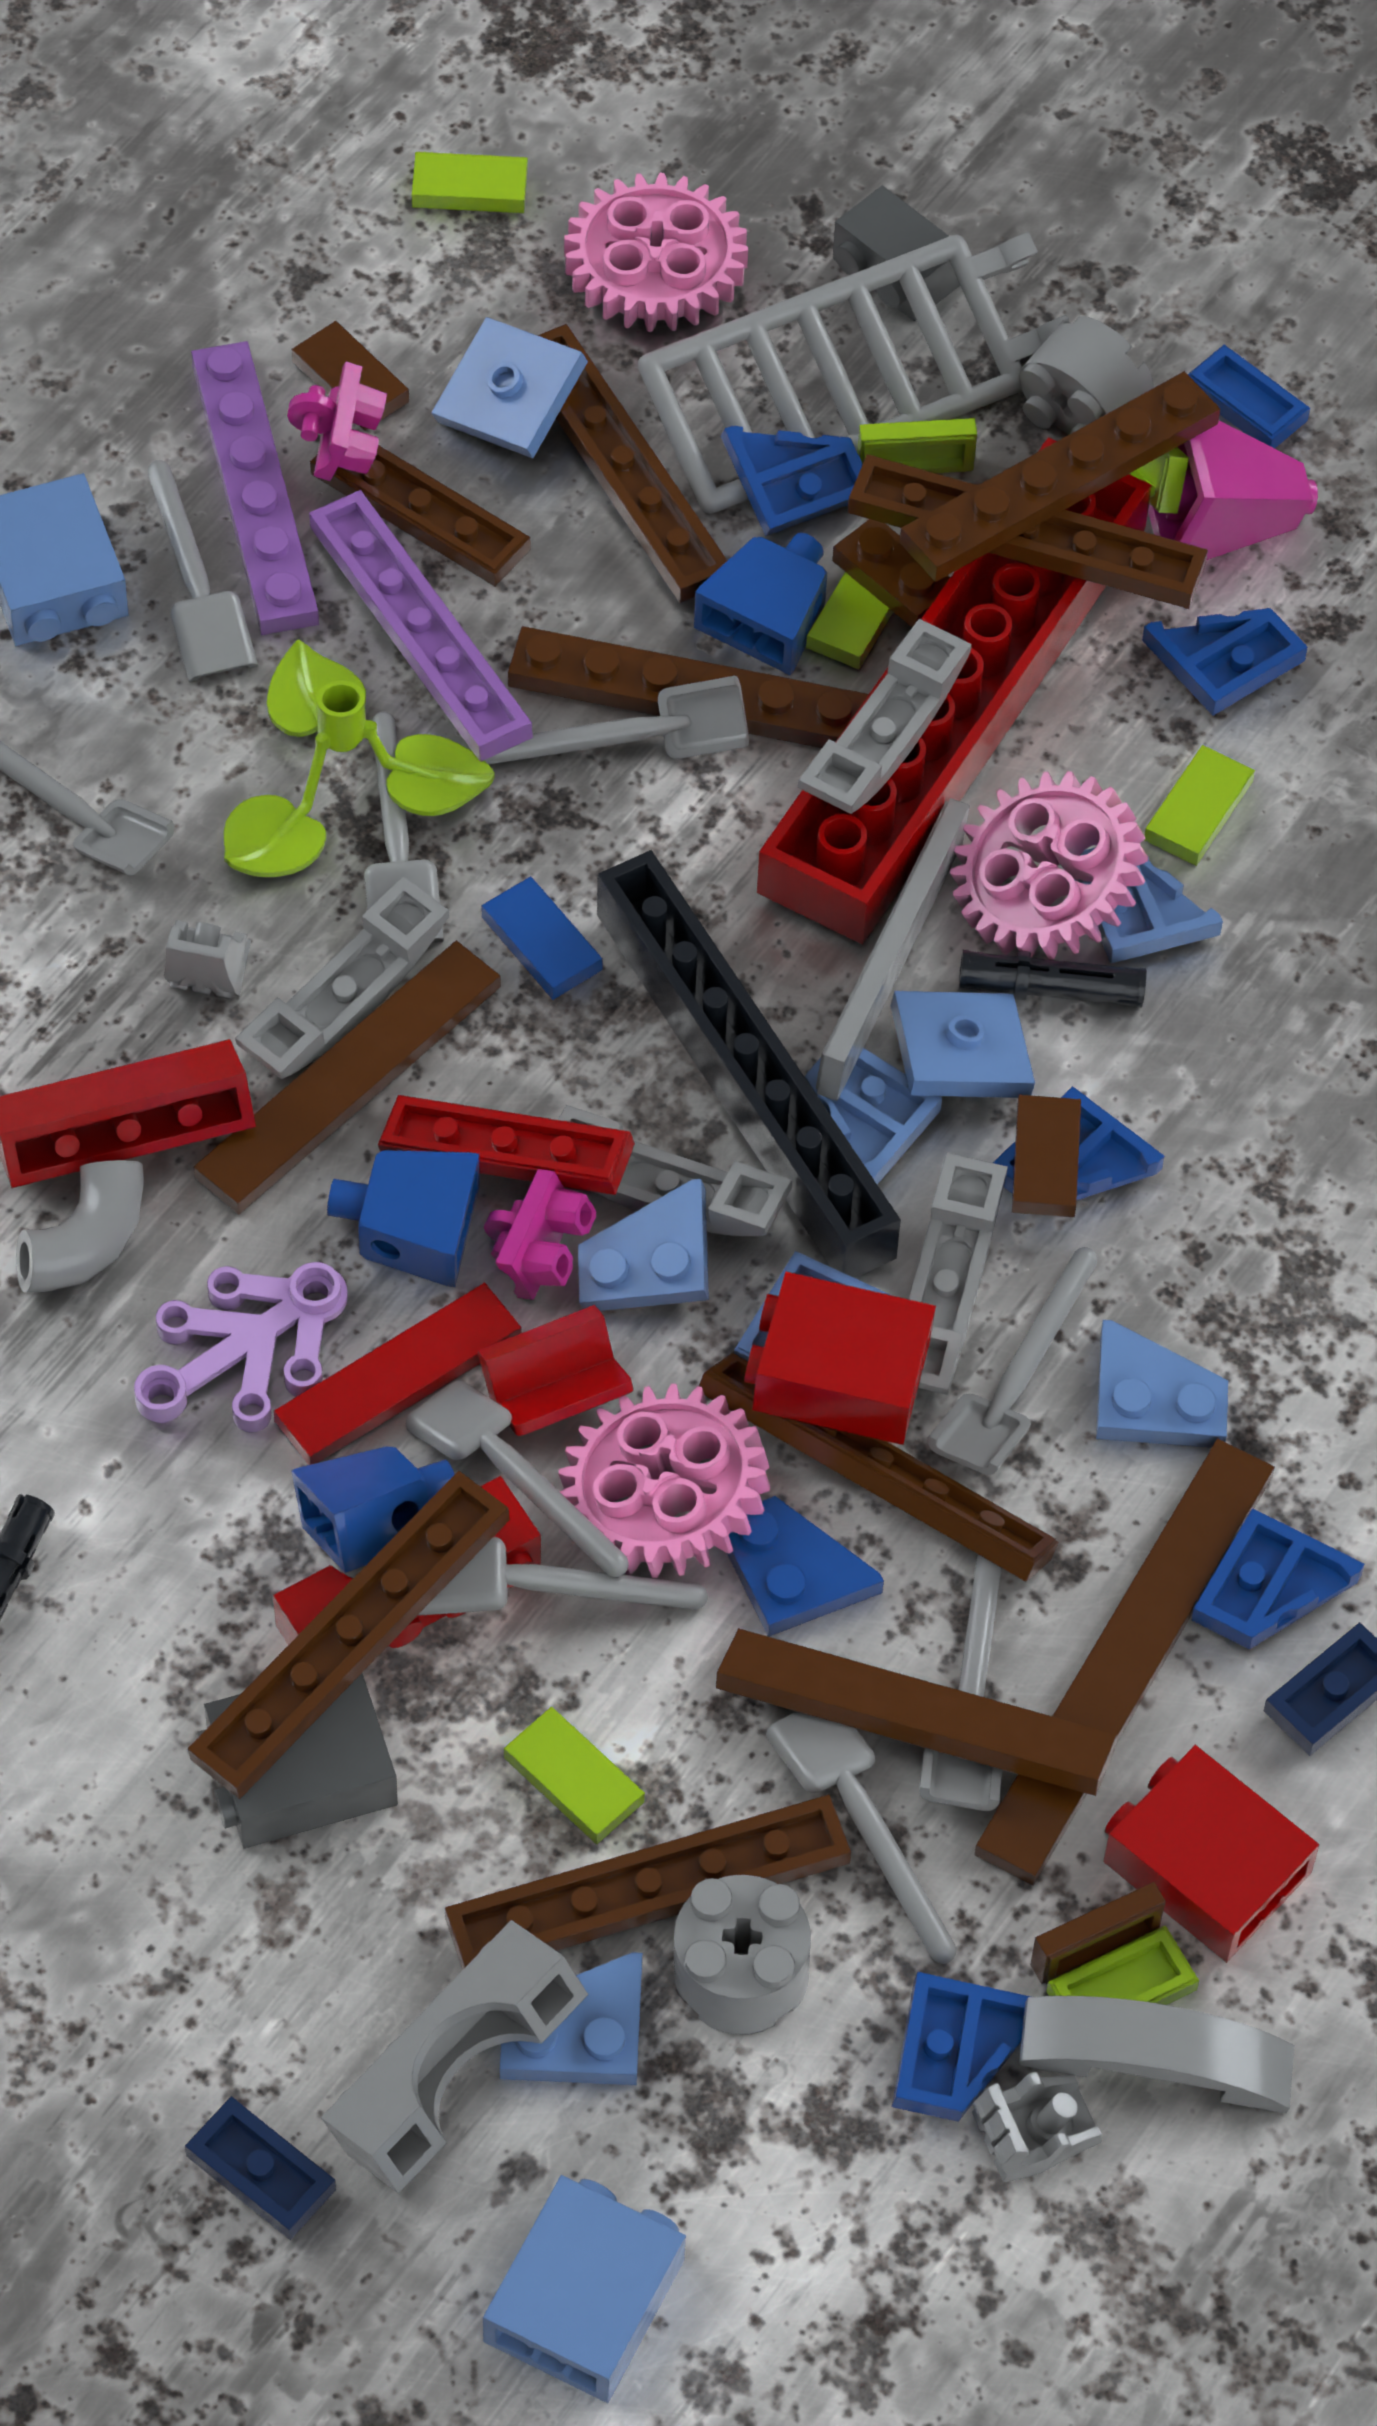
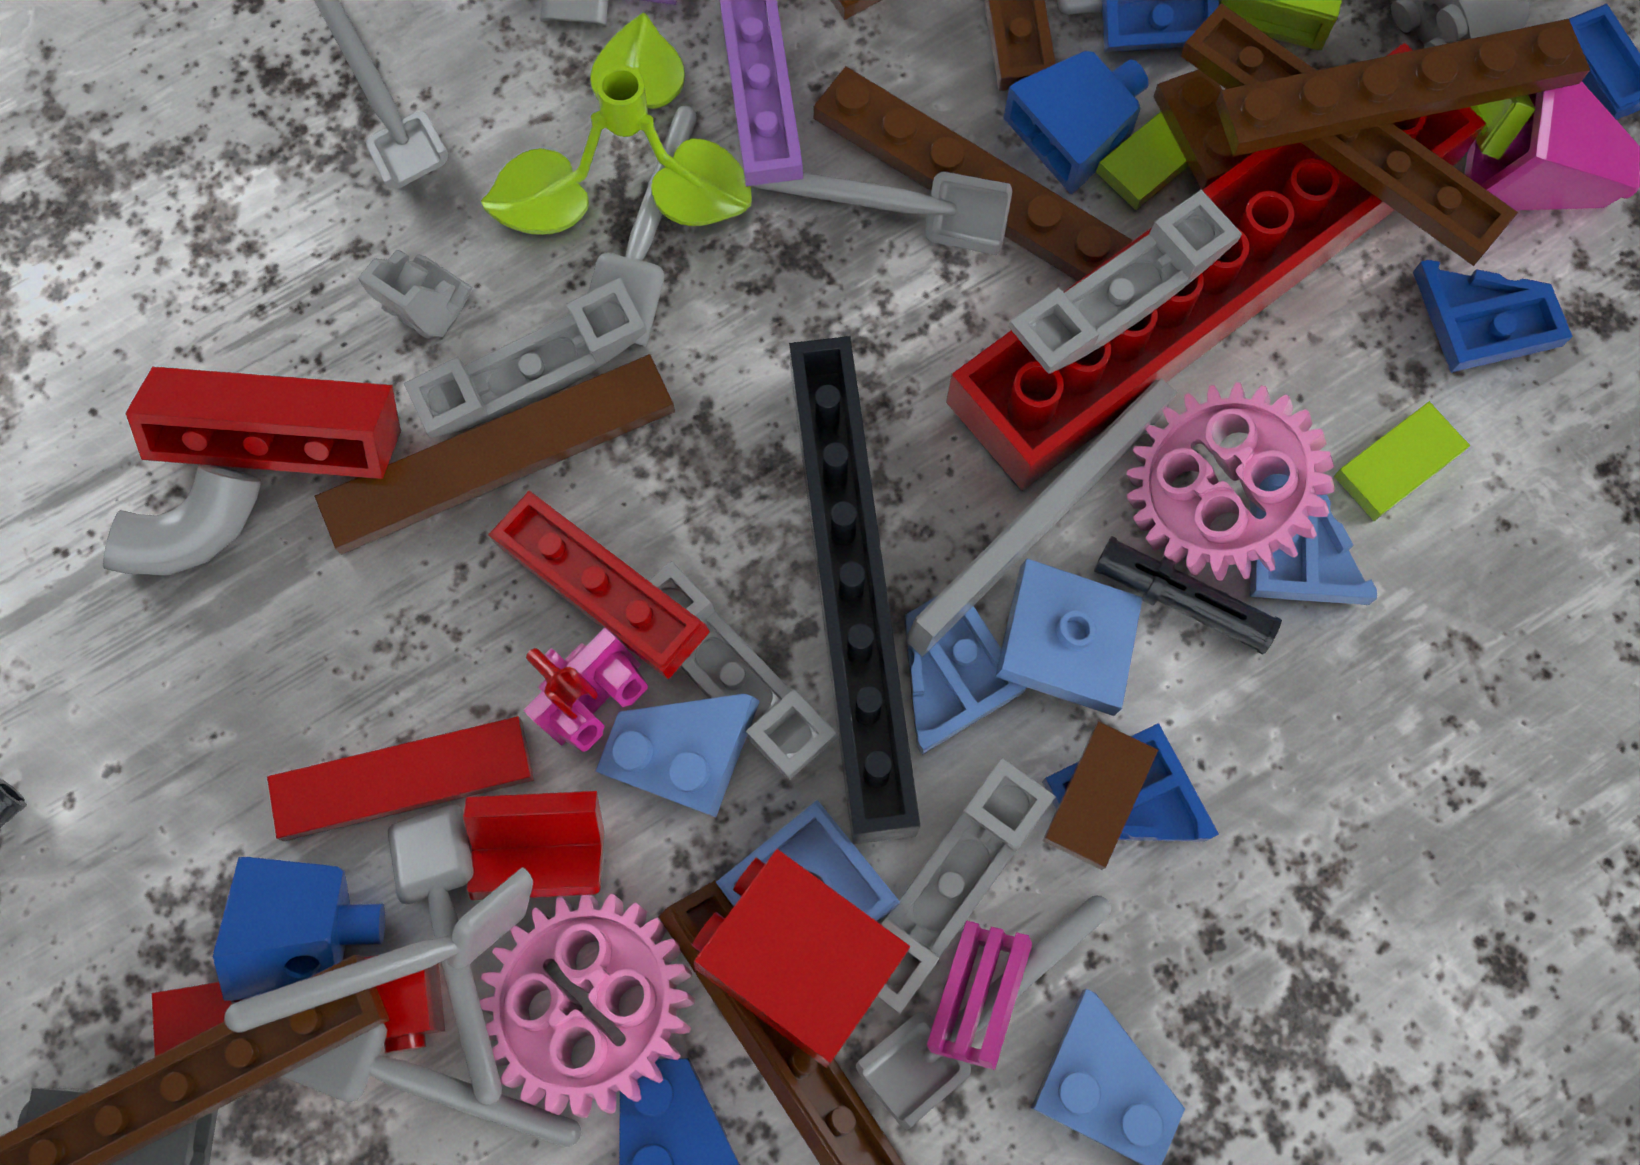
camera: 25 degrees right, 15 degrees up
(245, 1337) = (285, 691): lavender plant -> none
(413, 1211) = (485, 617): blue torso -> none
(529, 1221) = (562, 685): none -> red hand
(541, 937) = (731, 377): blue tile -> none
(552, 1436) = (470, 938): none -> light grey piece
(1005, 1317) = (993, 942): none -> dark pink tile

